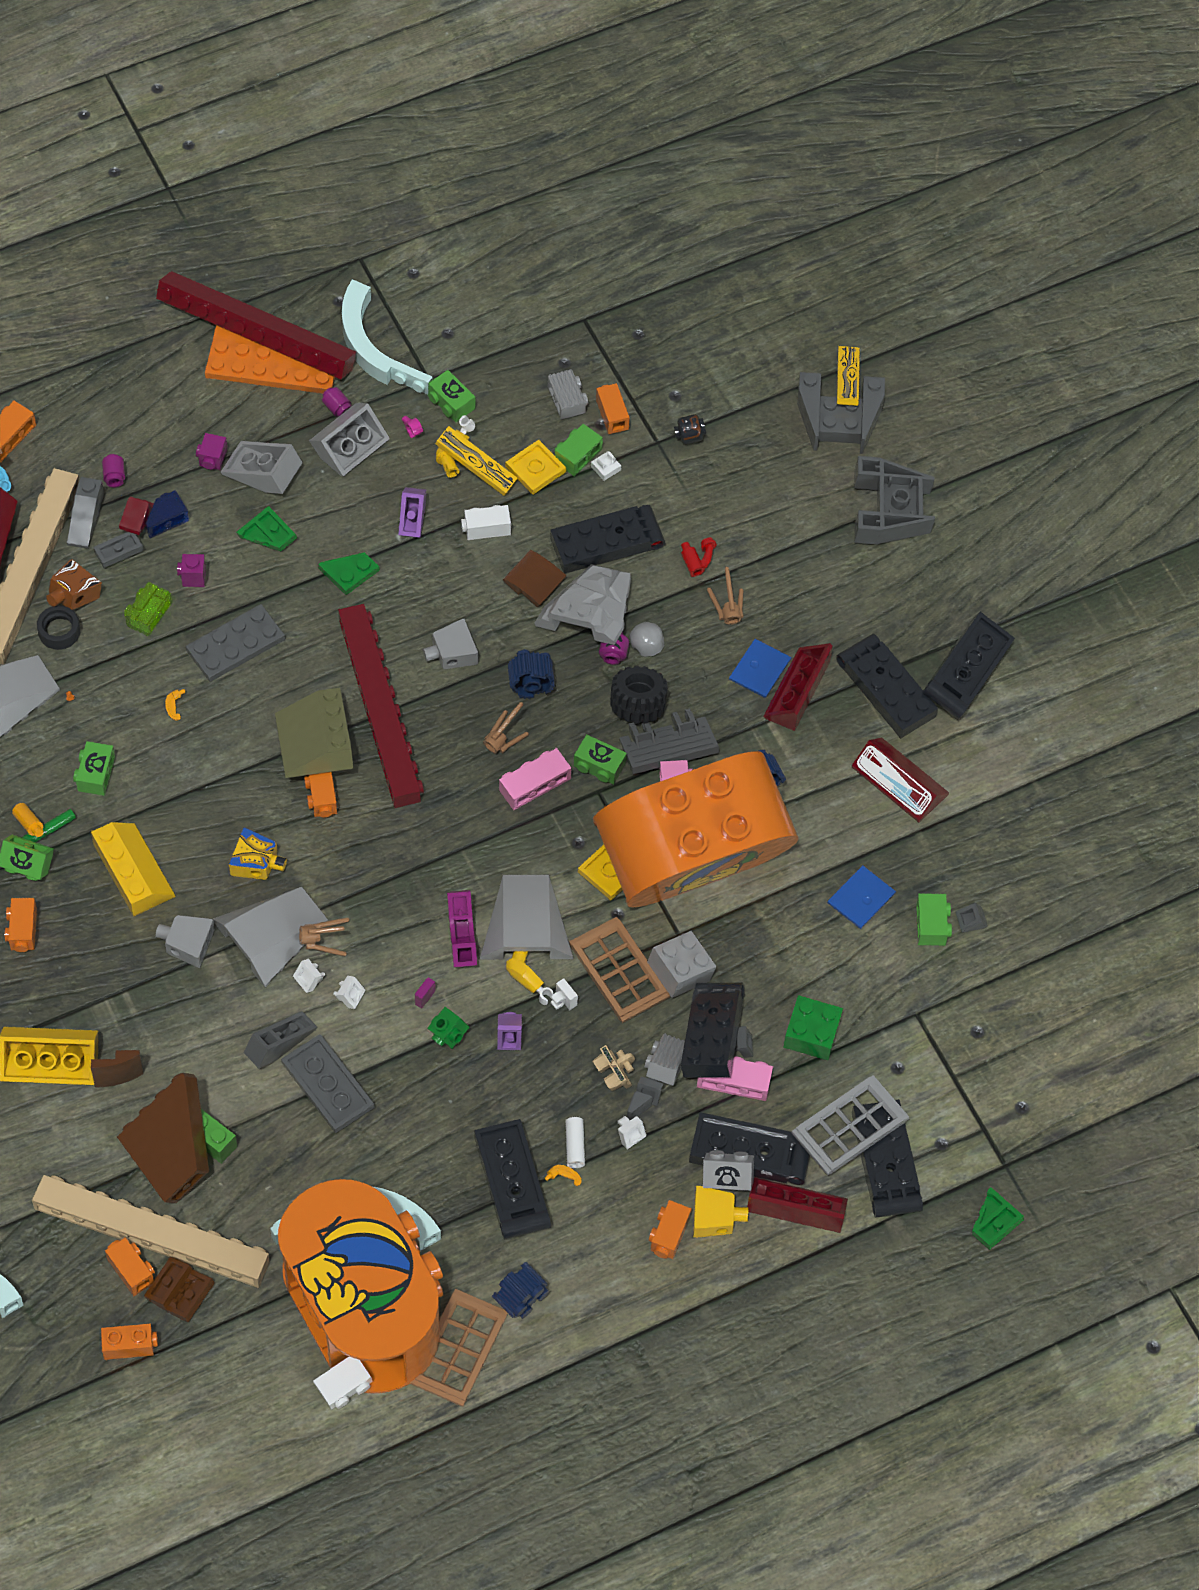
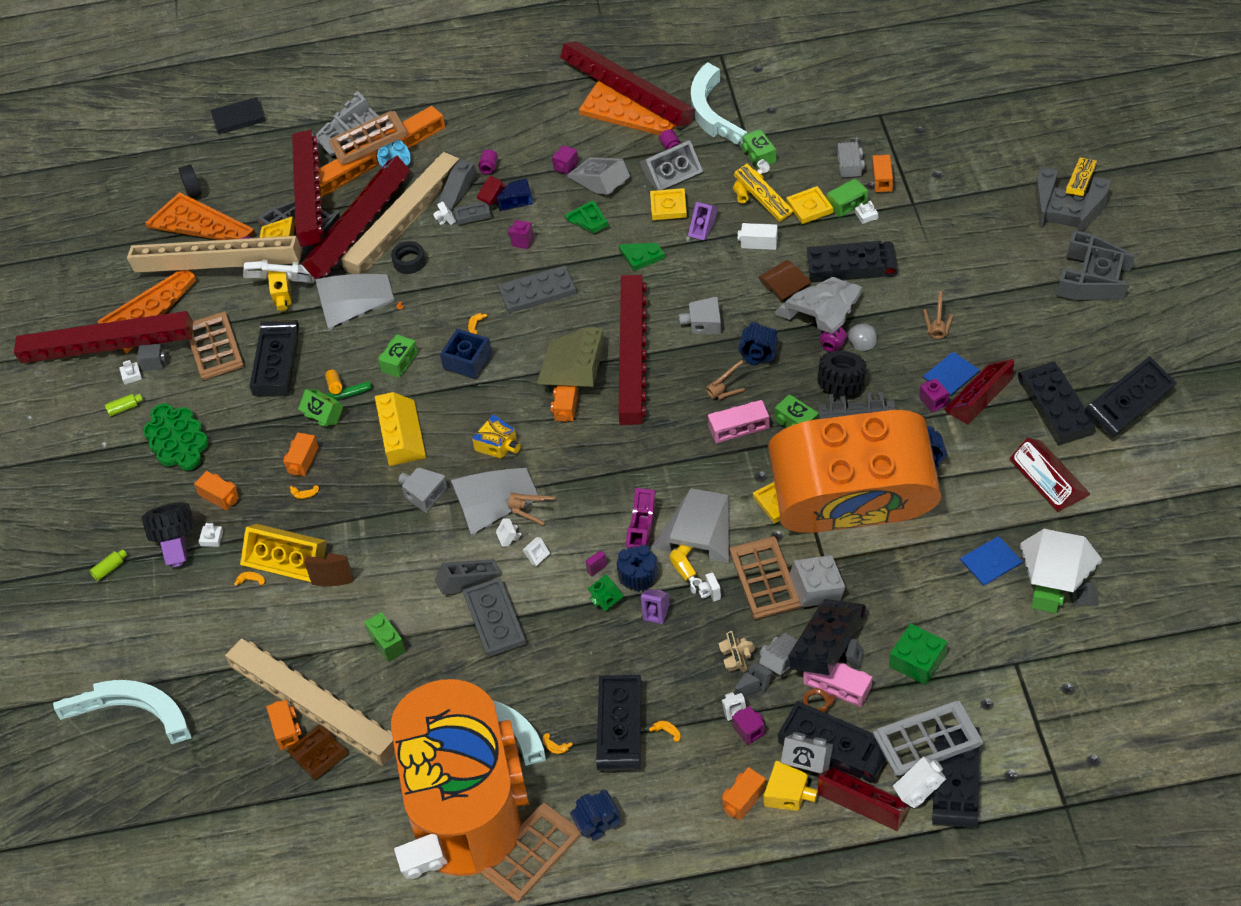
camera: 25 degrees right, 10 degrees down
(17, 1092) = (249, 576): none -> light orange piece
(43, 974) = (304, 494): none -> light orange piece
(73, 586) = (428, 231): dark orange torso -> none
(84, 556) = (444, 214): none -> white tile
(128, 1341) = (259, 783): orange brick -> none
(148, 608) = (478, 255): clear neon green brick -> none
(170, 1139) = (348, 631): reddish brown slope -> none
(181, 750) = (466, 353): none -> dark blue brick
(362, 494) = (668, 204): none -> yellow plate
(412, 426) = (723, 165): dark pink piece -> none
(446, 1223) = (553, 747): none -> light orange piece
(470, 979) = (637, 567): none -> dark blue brick
(575, 1142) = (683, 705): white piece -> none
(653, 1150) = (748, 725): none -> magenta brick
(690, 429) = (941, 196): black head -> none
(694, 564) = (917, 290): red plant -> none
(728, 1099) = (828, 698): none -> dark orange piece
(748, 702) = (933, 395): none -> magenta brick
(854, 1176) = (919, 782): none -> white brick
(936, 885) = (1059, 559): none -> white wedge
(995, 1219) = (1043, 850): green wing -> none

